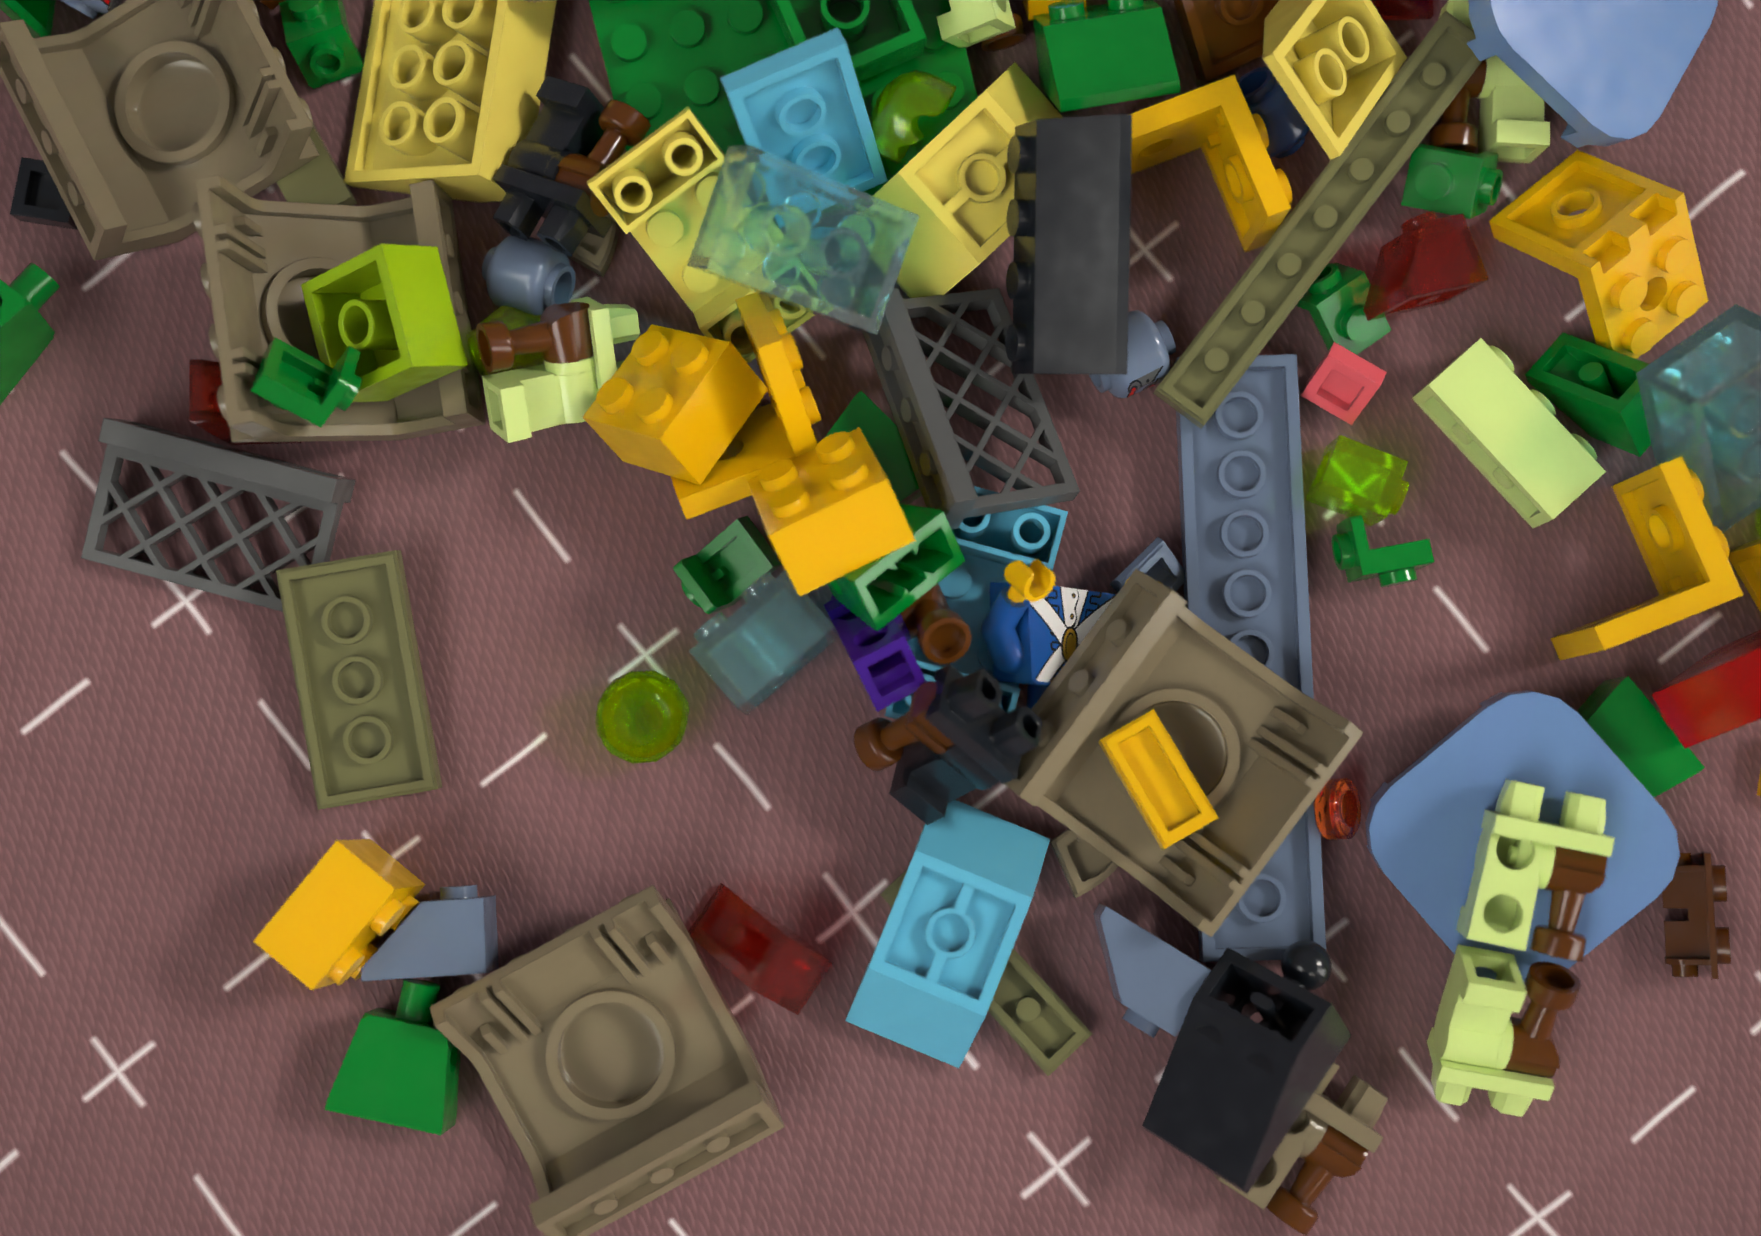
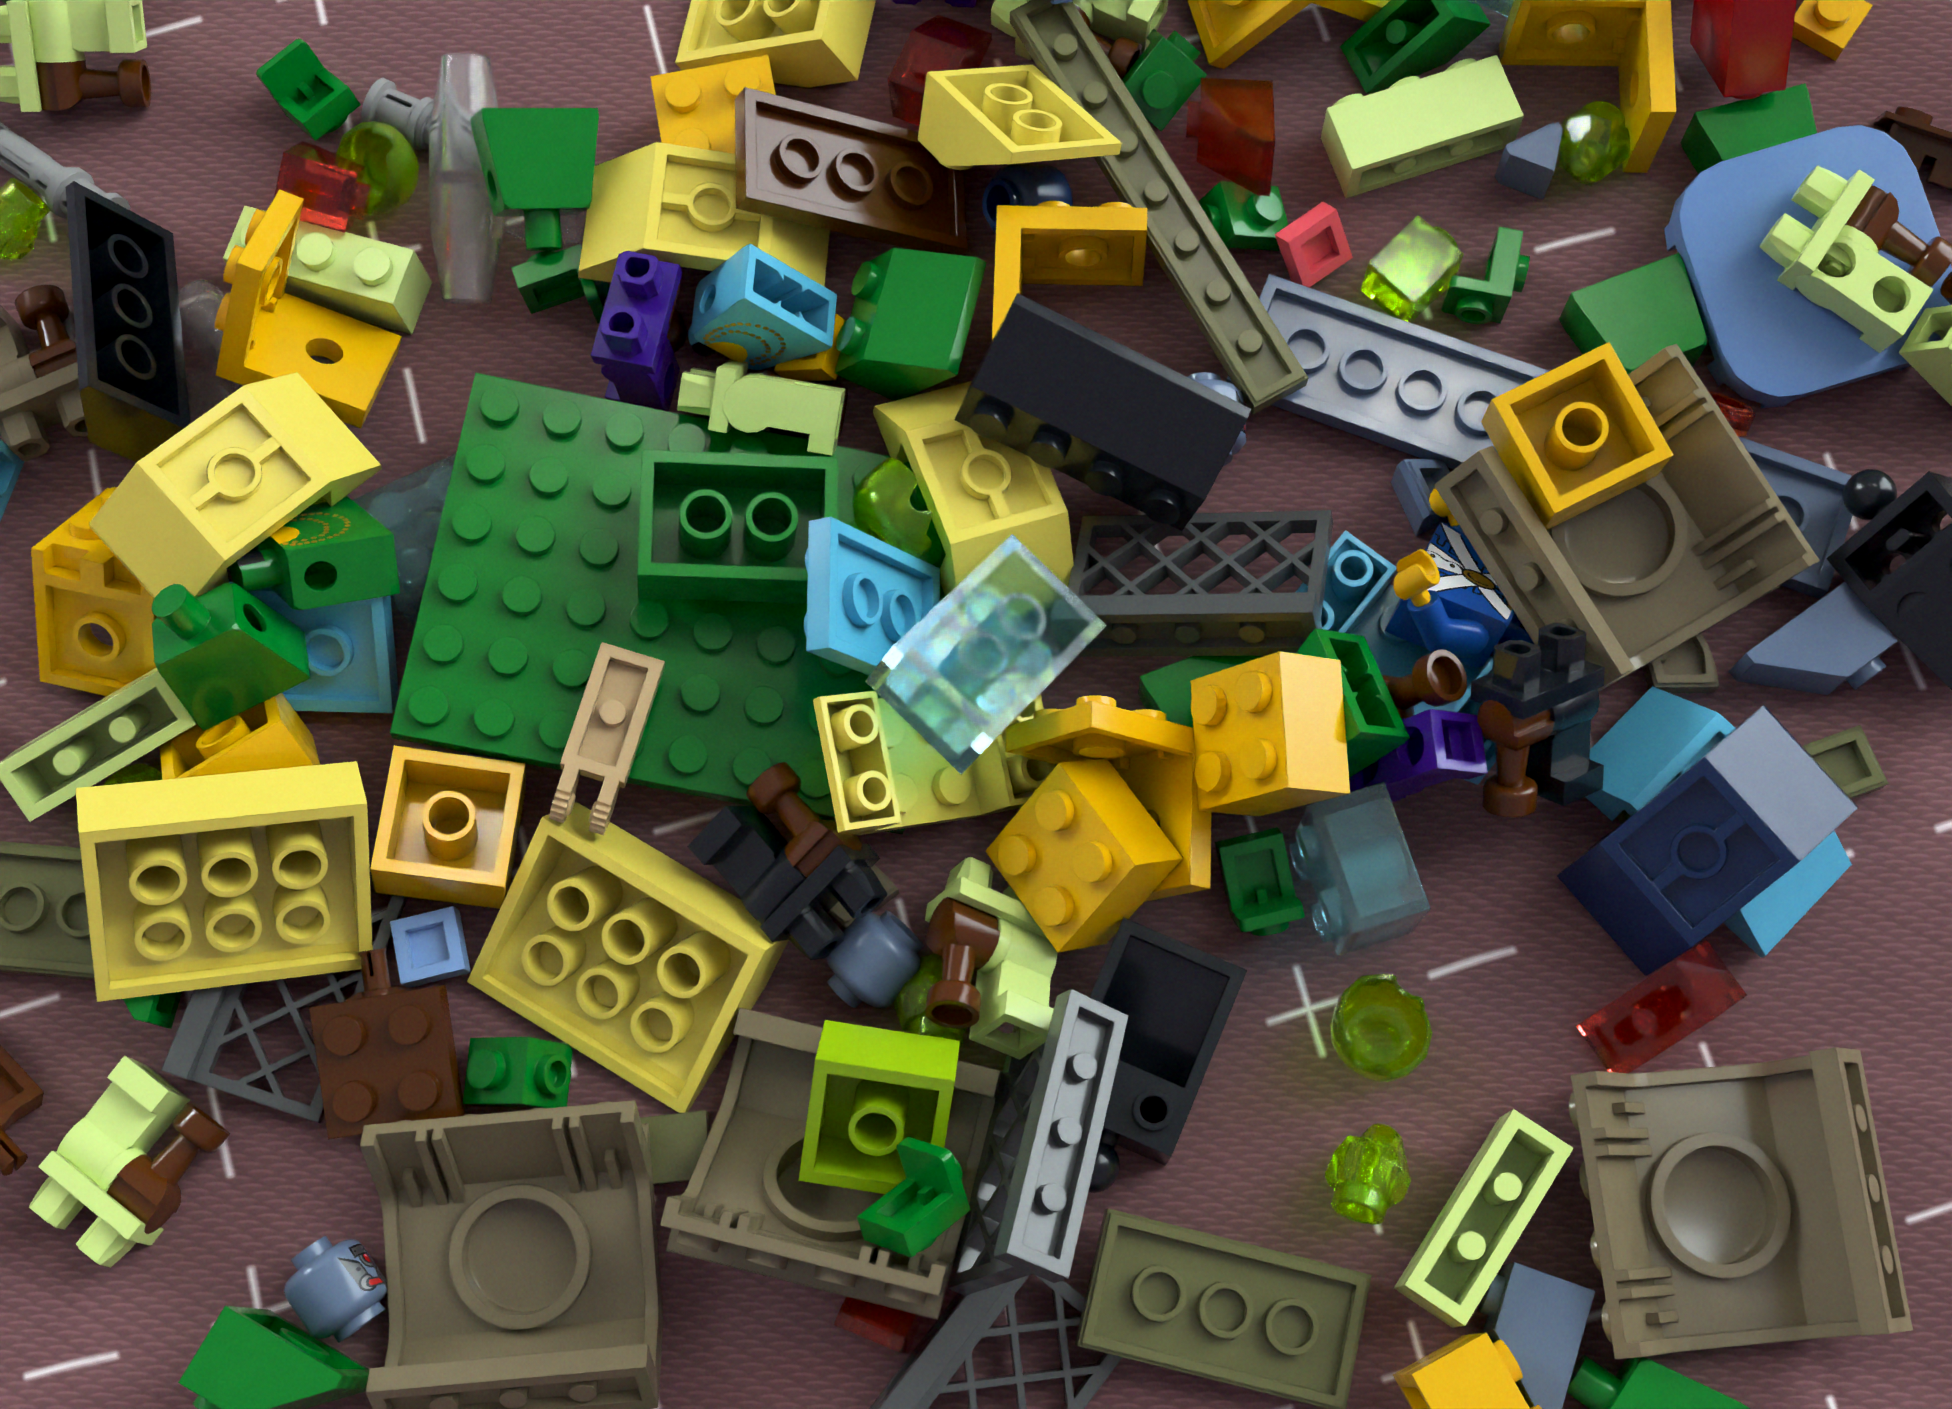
camera: 60 degrees left, 10 degrees down
(404, 470) = (1041, 1151): none -> dark grey fence
(510, 860) = (1483, 1218): none -> yellowish green brick
(518, 753) = (1369, 1174): none -> clear neon green rock
(546, 522) = (1174, 1022): none -> black slope
(914, 935) = (1708, 842): none -> dark blue slope
(1158, 779) = (1643, 551): yellow tile -> none
(1232, 674) = (1576, 436): none -> yellow brick
(1395, 704) = (1638, 314): none -> green torso
(1518, 547) = (1531, 161): none -> sand blue slope
(1560, 595) = (1593, 142): none -> clear neon green rock

